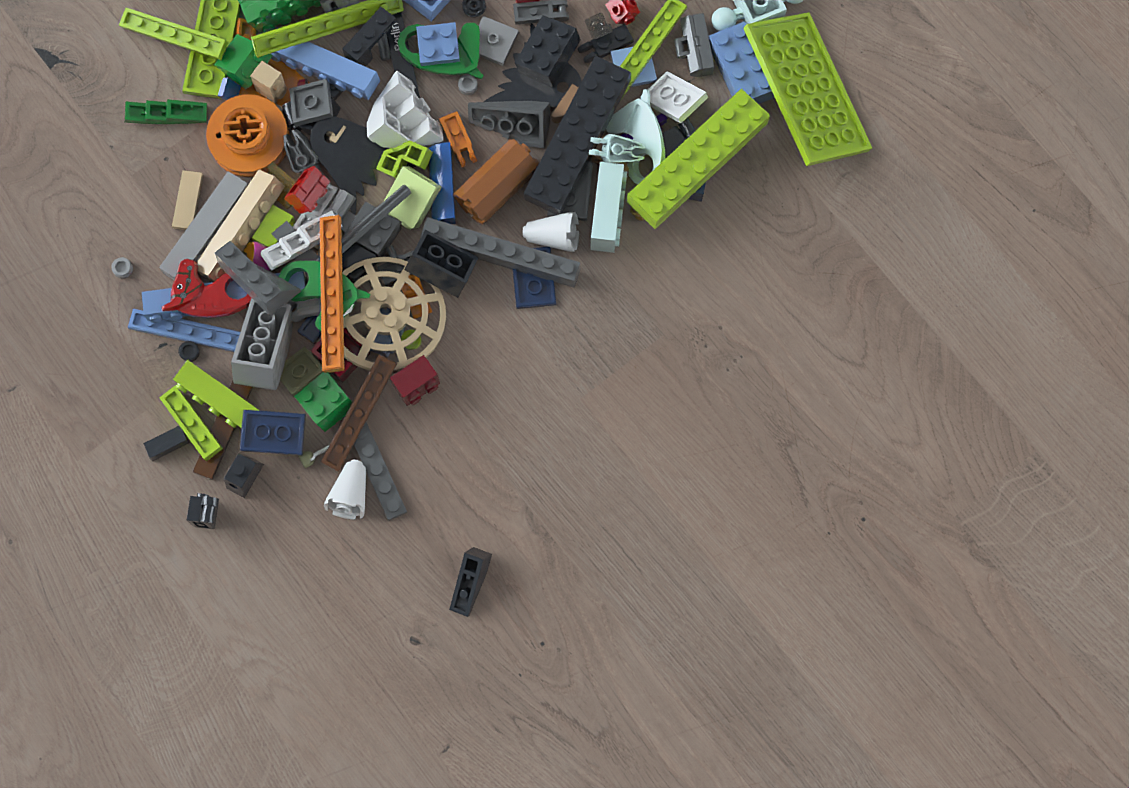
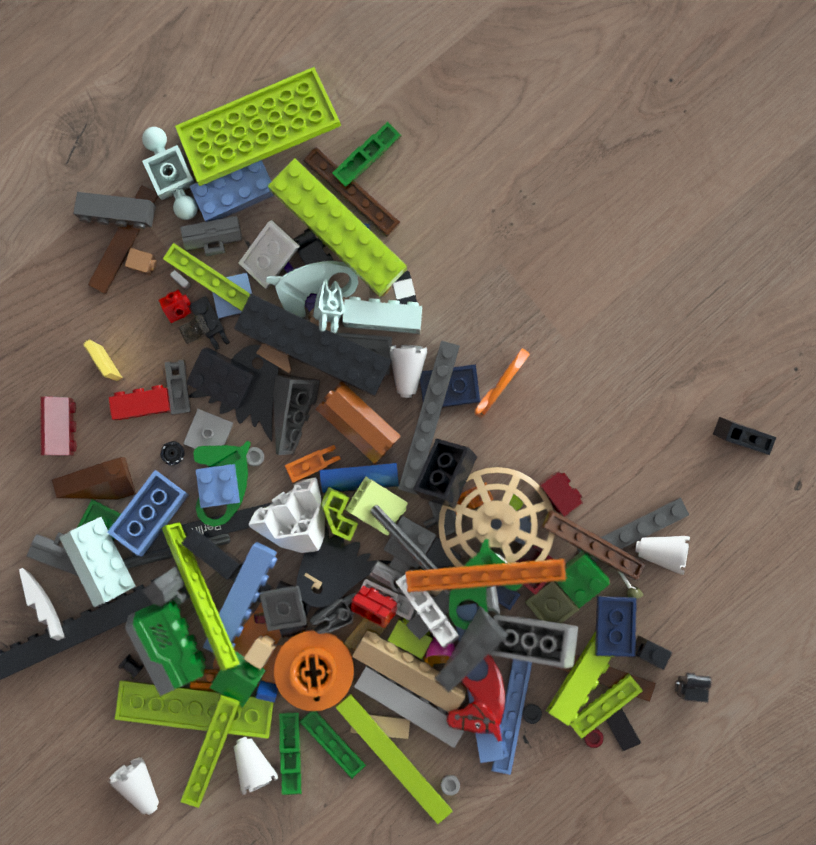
camera: 90 degrees left, 10 degrees up
(152, 211) = (394, 758): none -> lime tile
(155, 74) = (252, 766): none -> white cone
(159, 413) = (594, 738): none -> dark red tile
(172, 154) = (332, 743): none -> green tile
(513, 308) = (493, 393): none -> orange animal
(637, 235) = (404, 289): none -> white sticker
(648, 16) = (180, 280): none -> light grey tile
(741, 184) = (352, 193): none -> reddish brown tile
(779, 198) = (366, 154): none -> green slope

